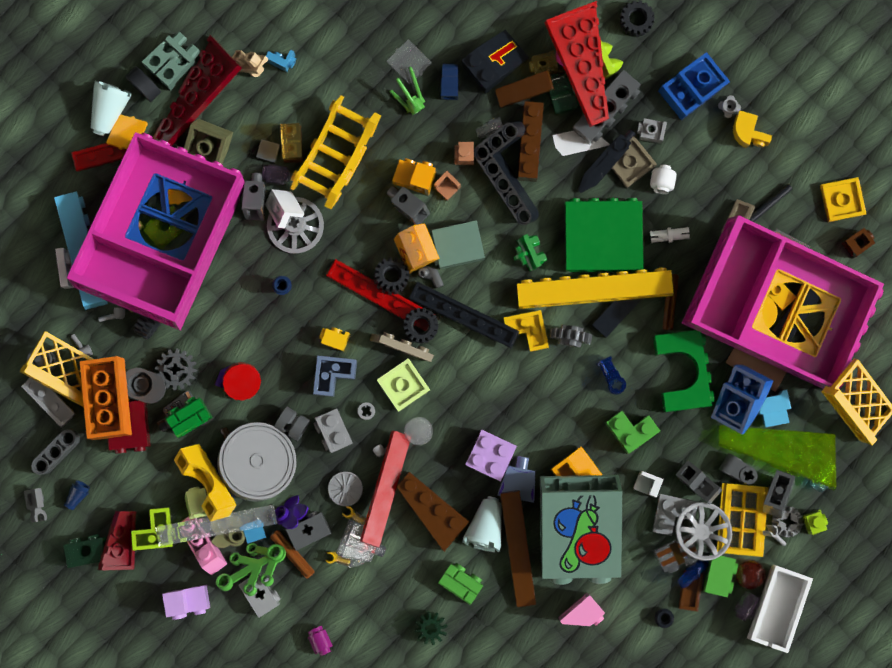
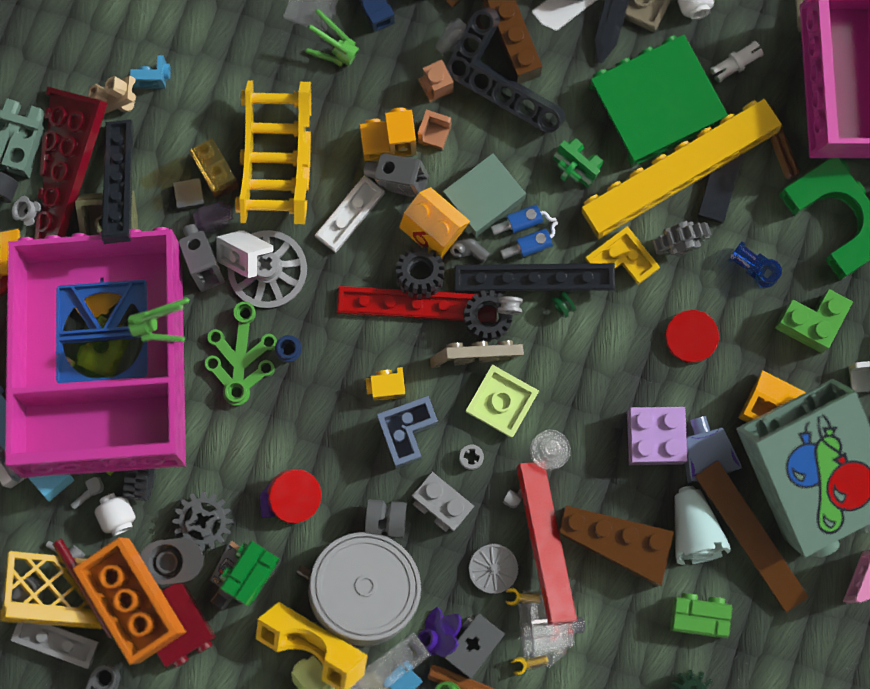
camera: 30 degrees left, 5 degrees down
(79, 357) = (70, 563): none -> dark red bar
(122, 338) = (114, 514): none -> white head
(154, 108) = (19, 209): none -> light grey plate
(195, 229) = (145, 322): none -> bright green plant
(224, 124) = (117, 182): none -> black tile
(250, 276) = (240, 358): none -> bright green plant
(366, 214) = (349, 214): none -> white tile
(436, 327) = (510, 305): none -> light grey bush
(474, 341) = (563, 304): none -> dark green bush
(475, 273) = (530, 243): none -> blue piece
(547, 402) = (692, 336): none -> red tile

